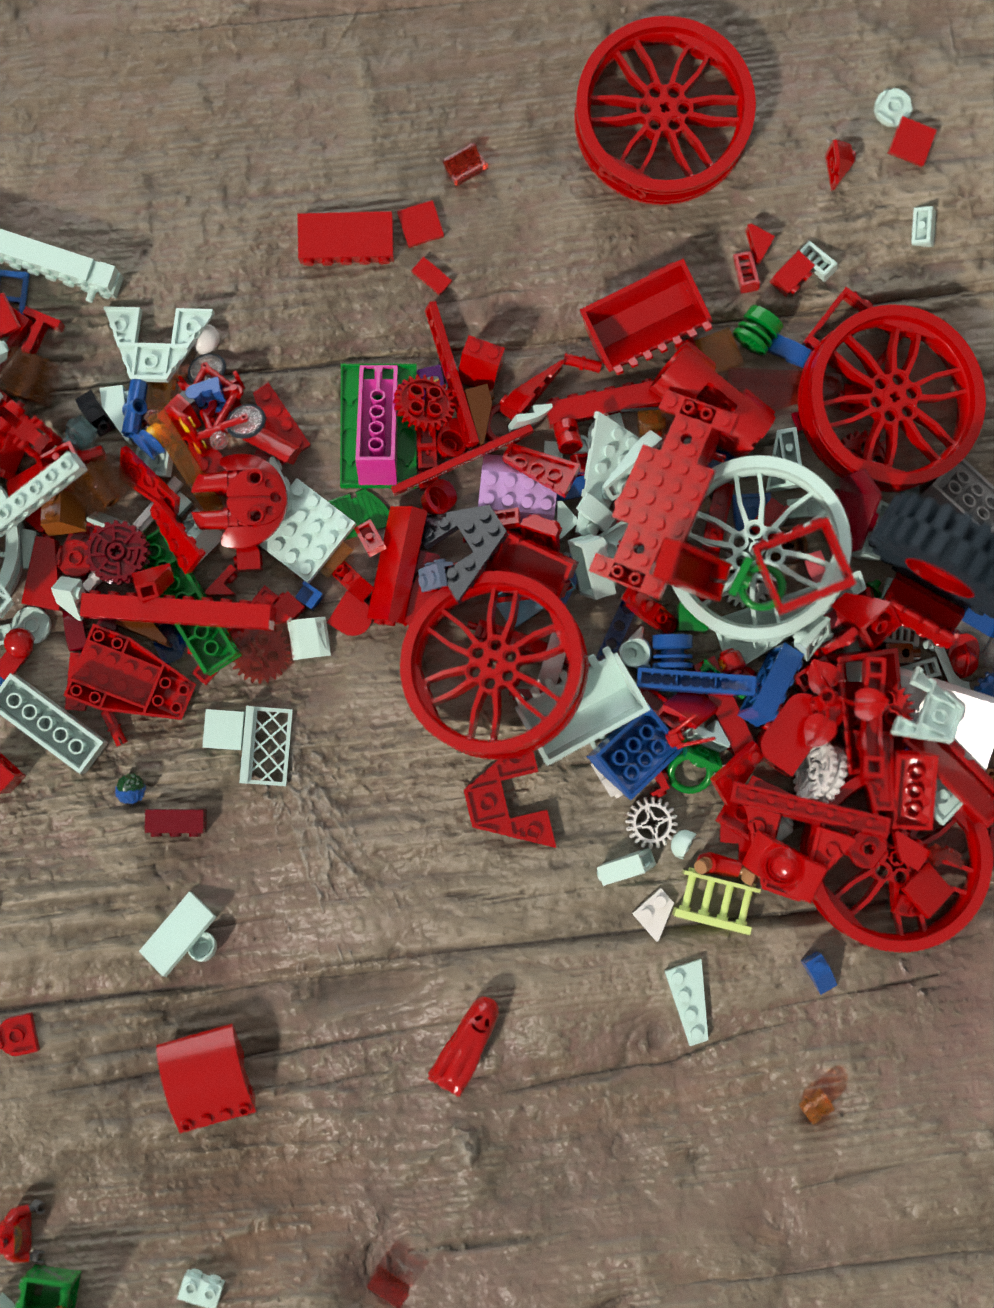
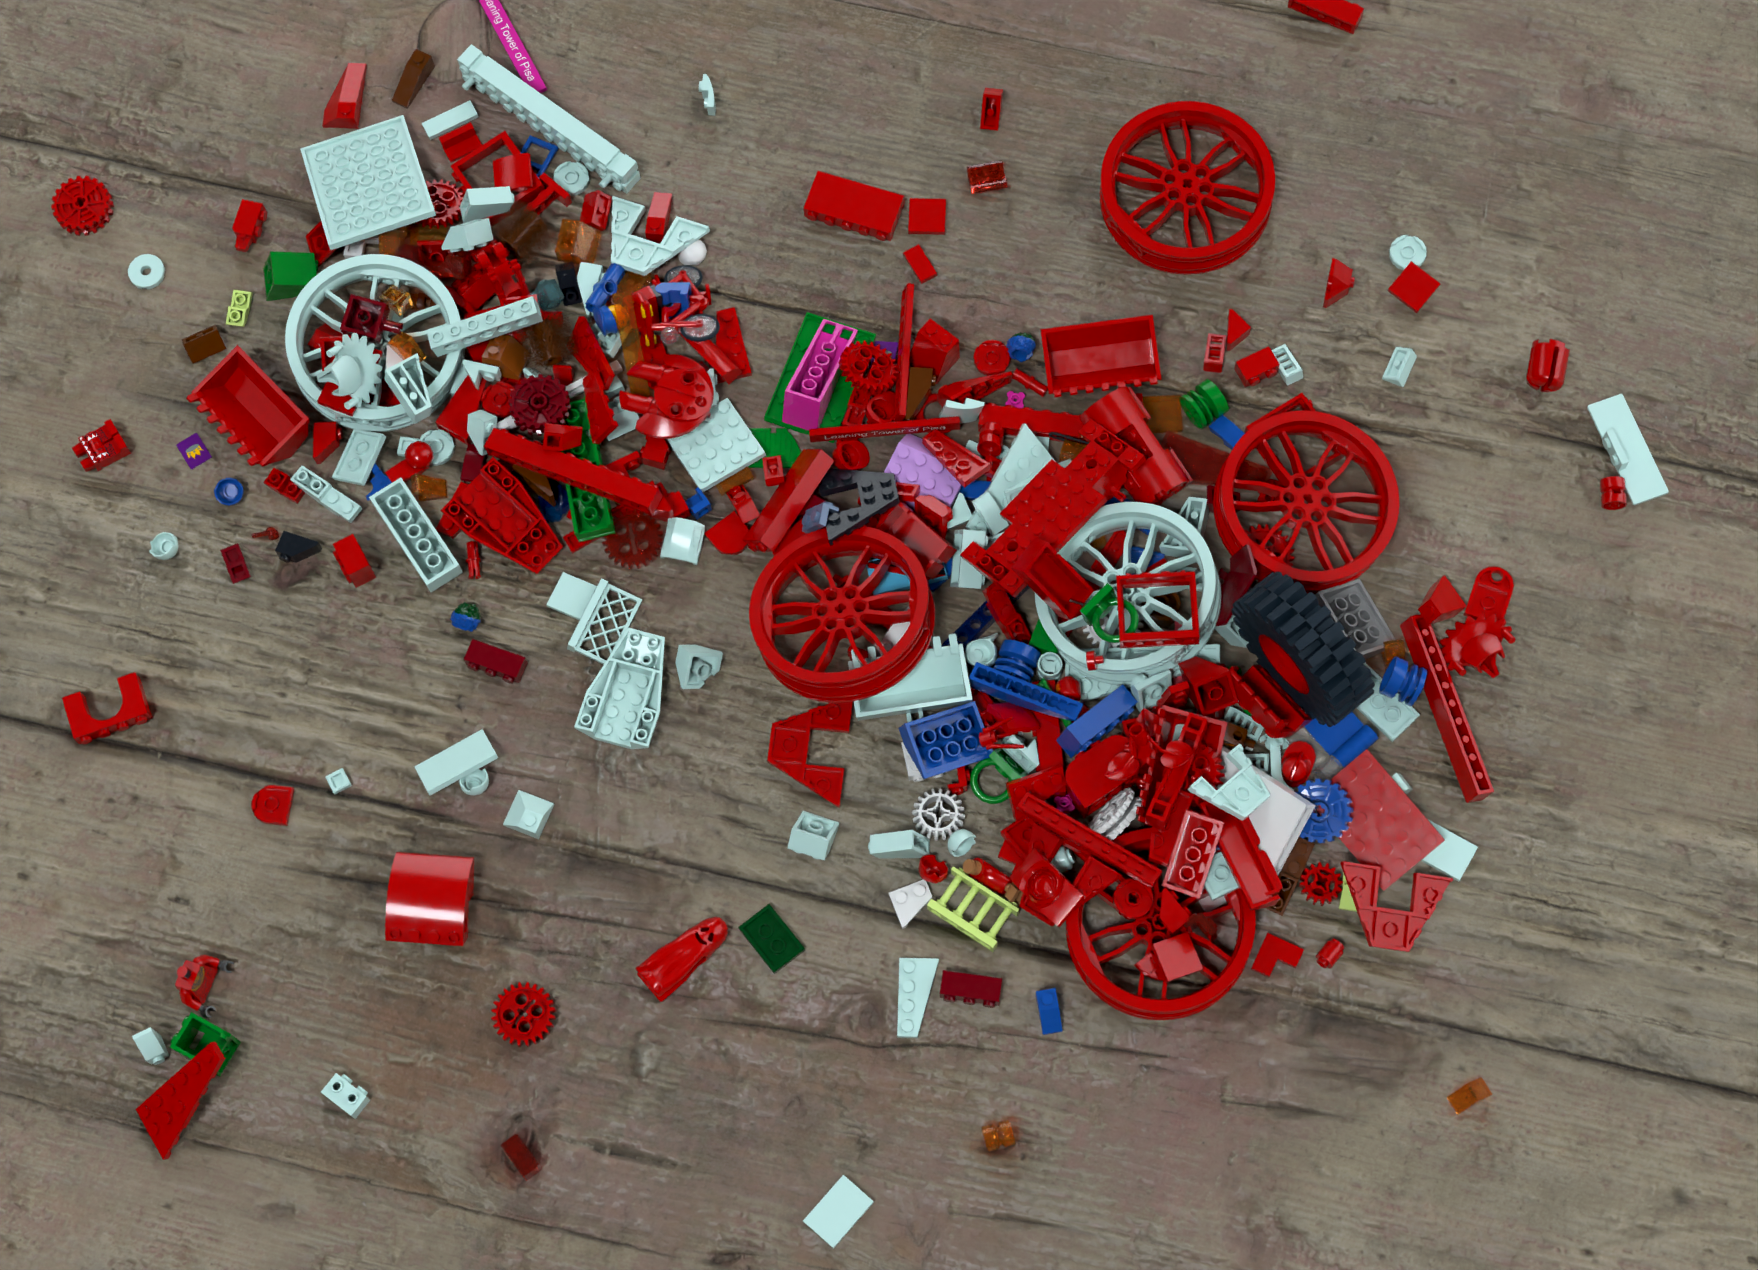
camera: 30 degrees right, 15 degrees down
(41, 670) = (428, 487): none -> clear orange slope
(42, 539) = (478, 370): none -> light aqua slope
(55, 300) = (572, 177): none -> light aqua tile
(71, 990) = (338, 781): none -> light aqua tile
(88, 368) = (577, 242): none -> clear orange slope
(92, 327) = (596, 209): none -> red panel
(127, 509) = (563, 373): none -> red slope
(155, 164) = (708, 95): none -> light aqua slope
(158, 313) = (658, 217): none -> red slope
(266, 958) = (528, 814): none -> light aqua slope
(314, 809) = (626, 693): none -> light aqua wedge
(354, 1156) = (538, 1024): none -> red gear
(368, 757) = (696, 664): none -> light aqua slope
(442, 90) = (991, 108): none -> red slope
(536, 349) = (991, 357): none -> red tile
(539, 995) = (771, 938): none -> dark green tile
(542, 884) = (813, 835): none -> light aqua slope
(561, 329) = (1021, 346): none -> blue piece
(578, 382) = (1019, 396): none -> dark pink plate
(666, 878) = (932, 870): none -> red hair
(695, 1226) = (838, 1211): none -> light aqua tile
(705, 644) = (1049, 666): none -> light aqua wheel
(741, 978) = (970, 988): none -> dark red brick
(756, 635) = (1092, 660): none -> red tile
(762, 776) = (1069, 807): none -> dark pink plate

